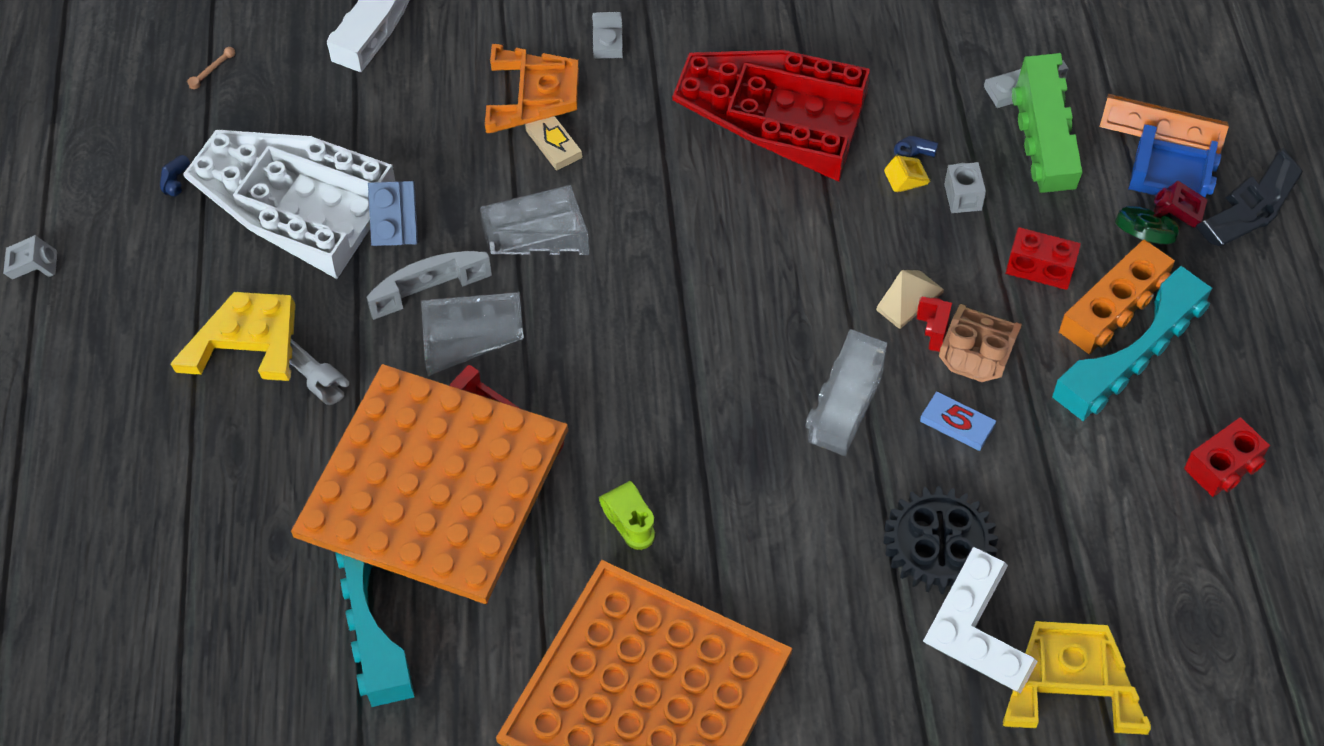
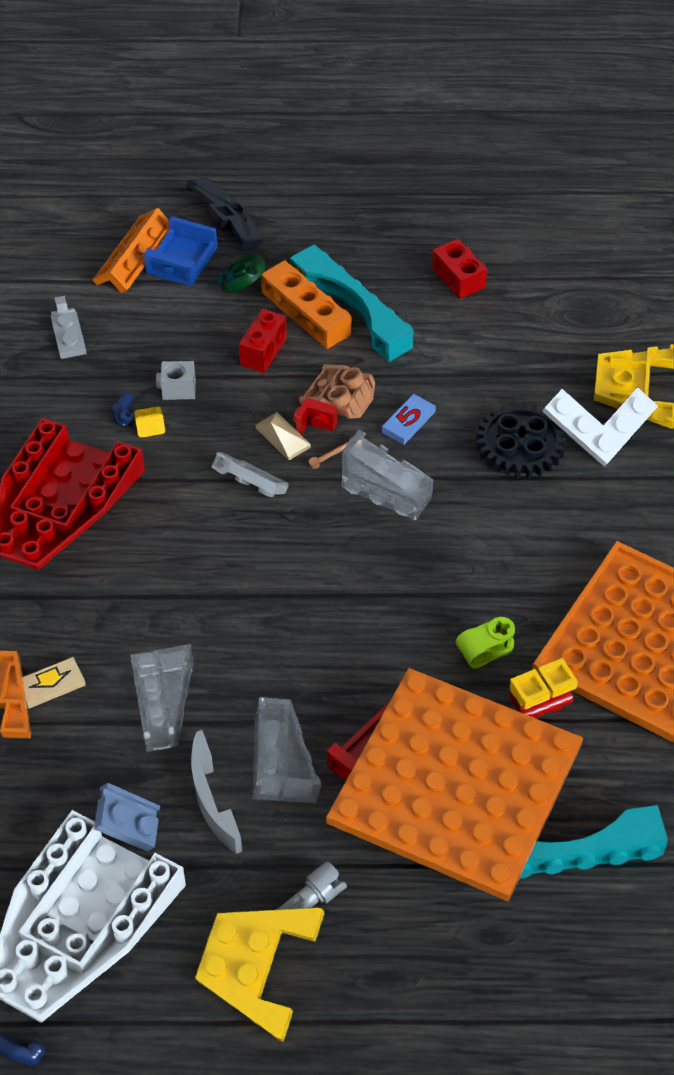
camera: 85 degrees left, 5 degrees down
(552, 560) = (543, 689): none -> yellow hips
(838, 271) = (249, 474): none -> light grey hinge
(911, 367) = (314, 462): none -> nougat hinge
(1047, 124) = (129, 313): bright green wedge -> none
(1180, 202) = (218, 255): dark red bracket -> none

